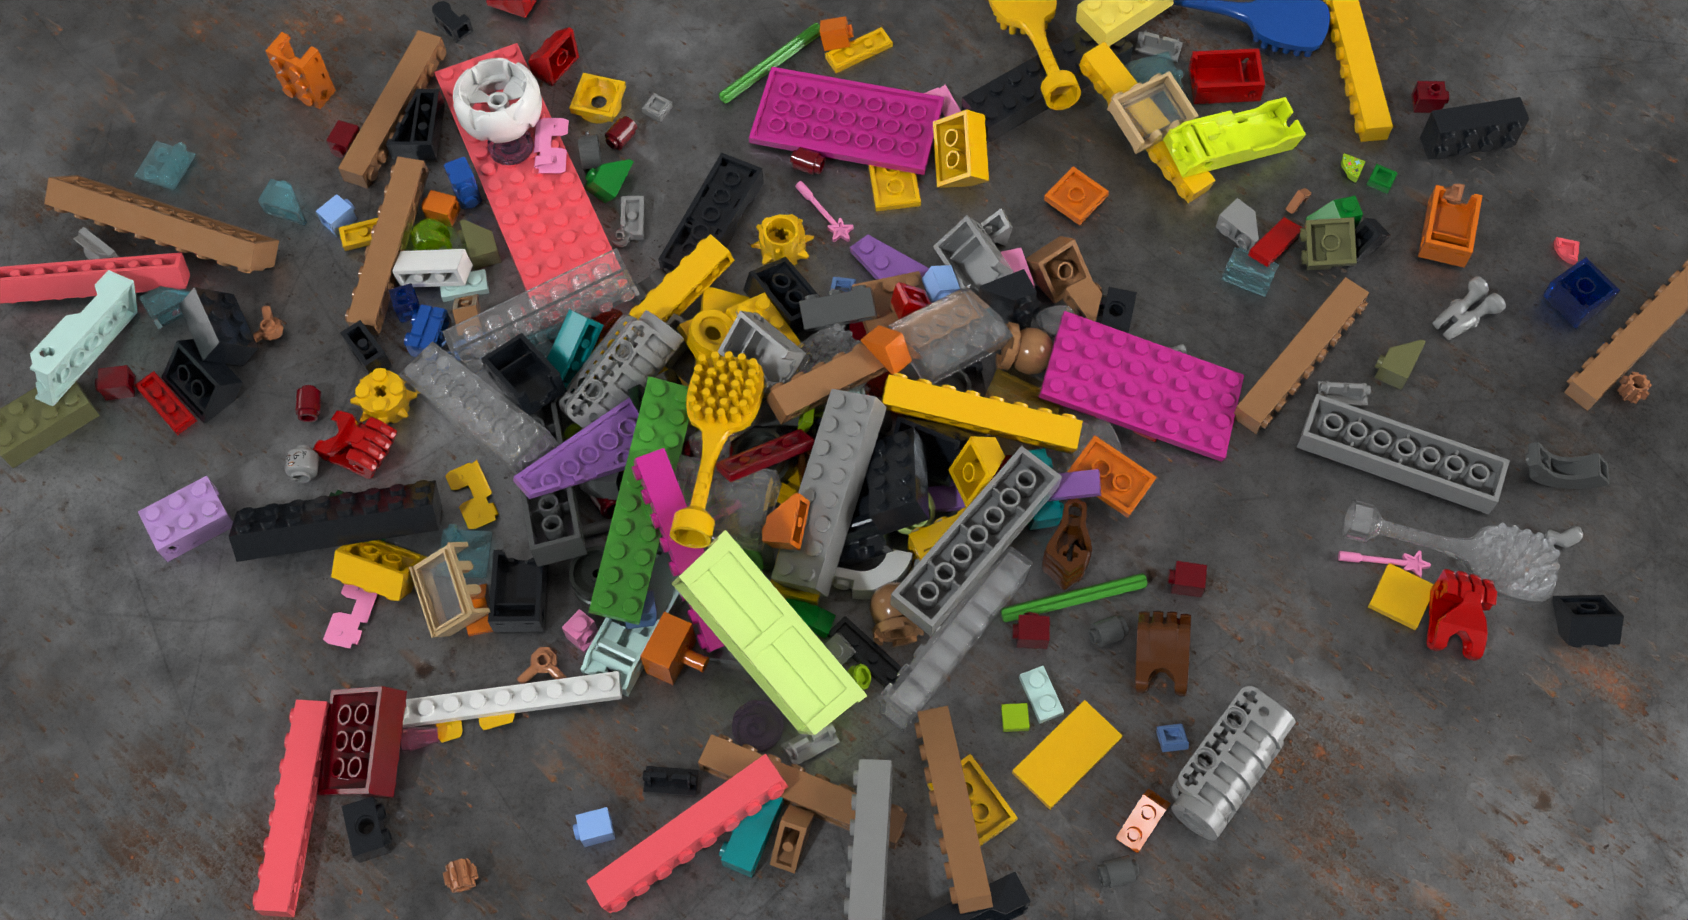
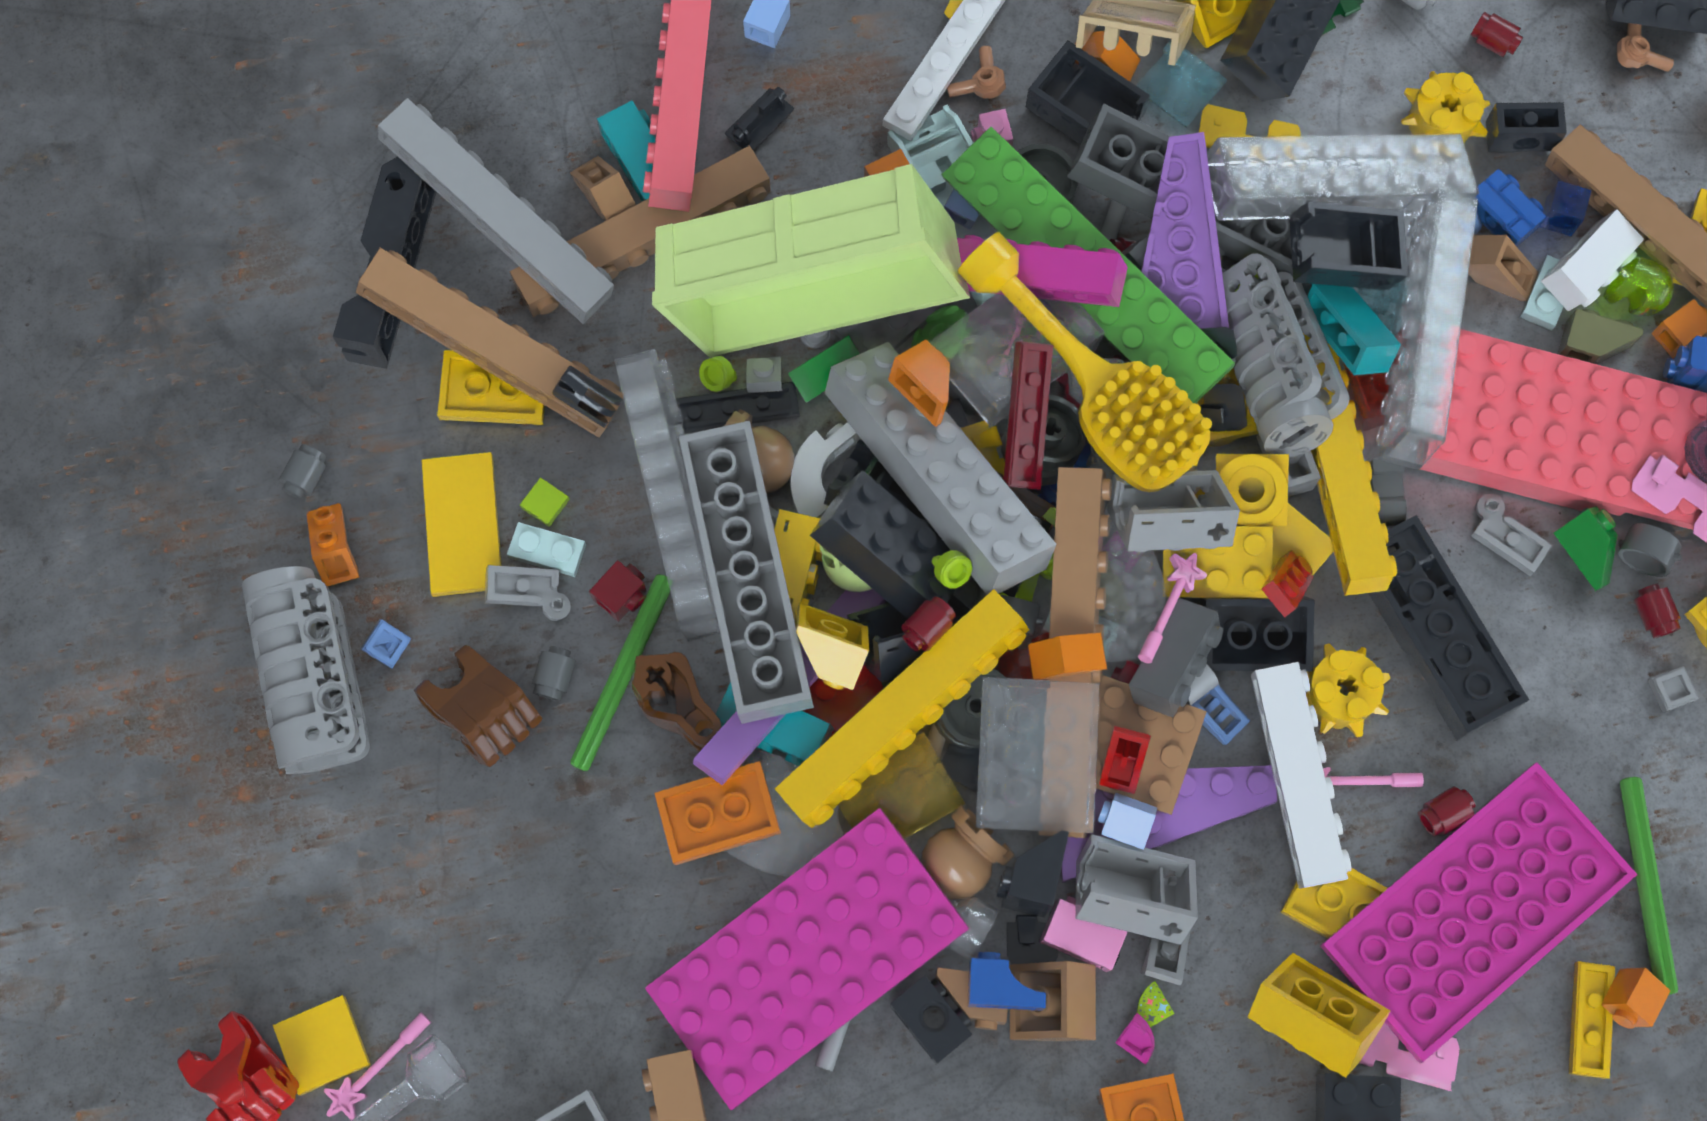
camera: 125 degrees right, 10 degrees up
(356, 444) = (1401, 52): red piece -> none
(753, 283) = (1288, 582): none -> red plate
(781, 222) = (1352, 652): yellow piece -> none
(792, 332) = (1184, 575): none -> bright pink piece
(847, 227) = (1299, 775): none -> white brick
(887, 432) = (952, 568): none -> lime tile
(929, 422) = (928, 624): none -> dark red brick
(941, 722) = (575, 387): none -> black arm
(1021, 227) = (1153, 1005): none -> lime tile
(1041, 222) = (1137, 1039): none -> dark pink tile
(1075, 682) = (526, 588): none -> light grey hinge
(1080, 285) = (995, 986): none -> blue arch
(1187, 578) = (538, 810): dark red brick -> none

